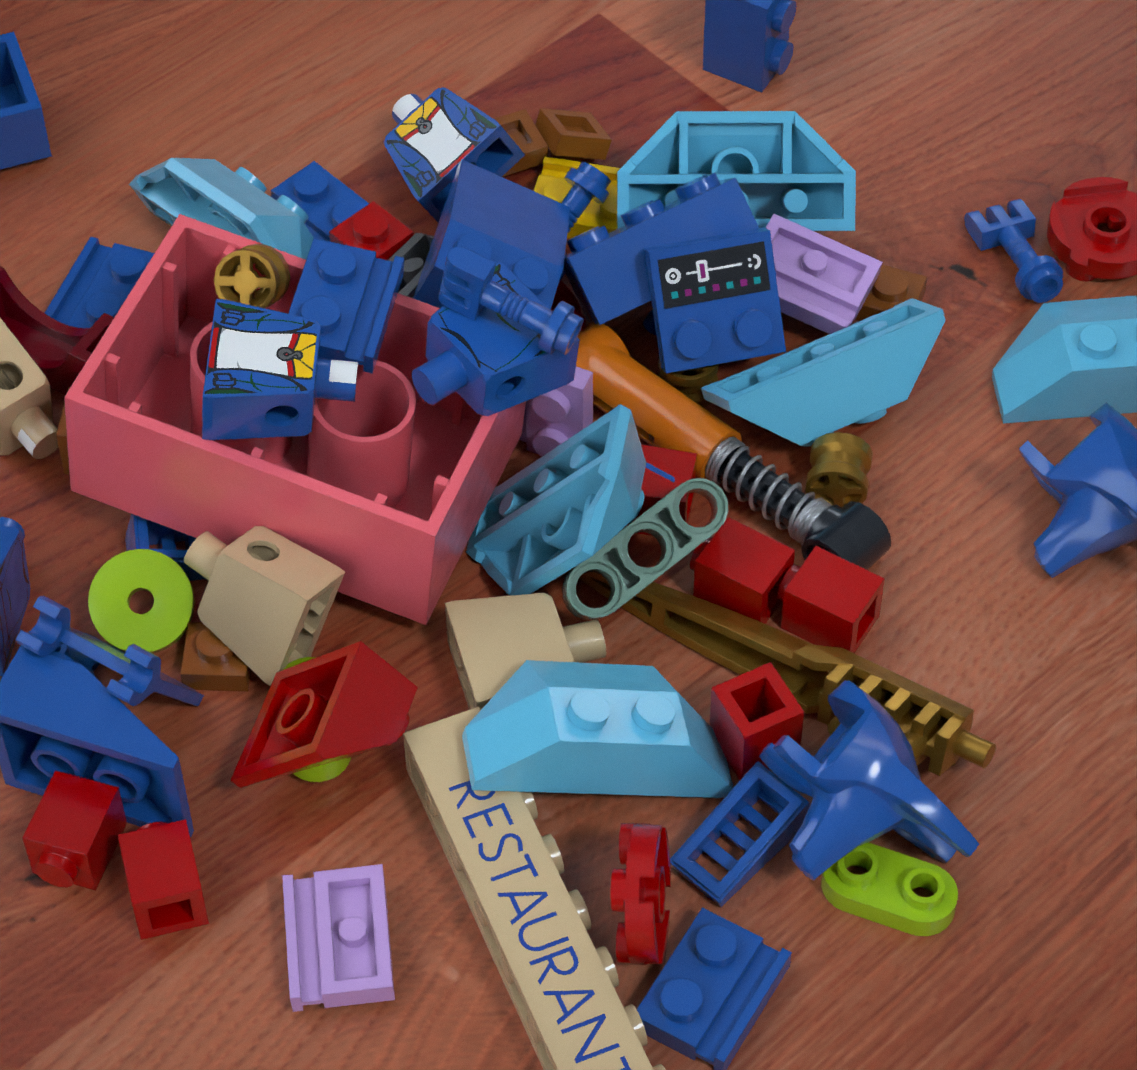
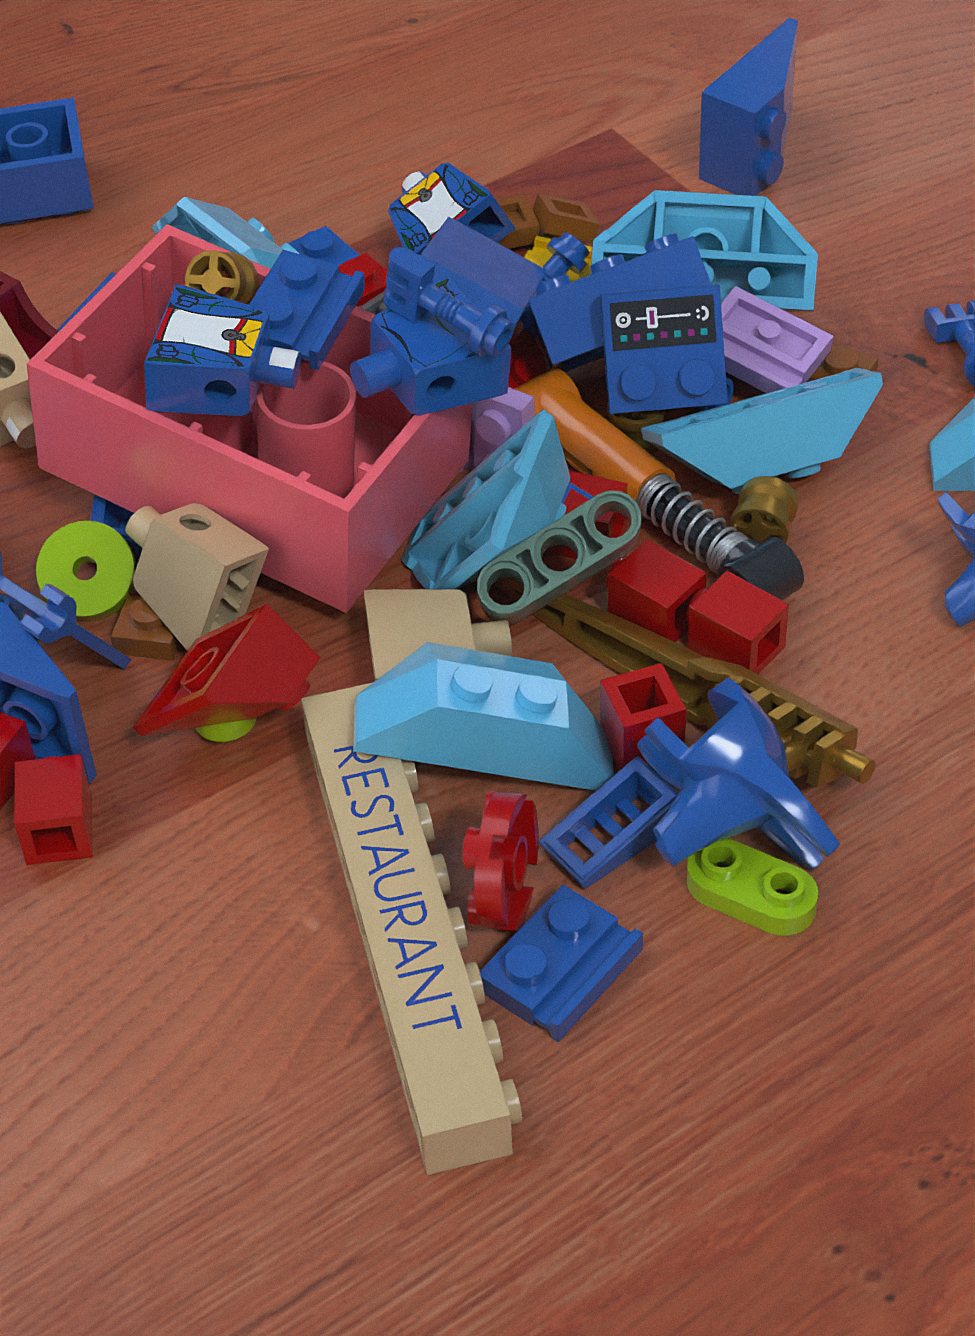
camera: 10 degrees right, 5 degrees down
(338, 938) = (207, 878): lavender plate -> none

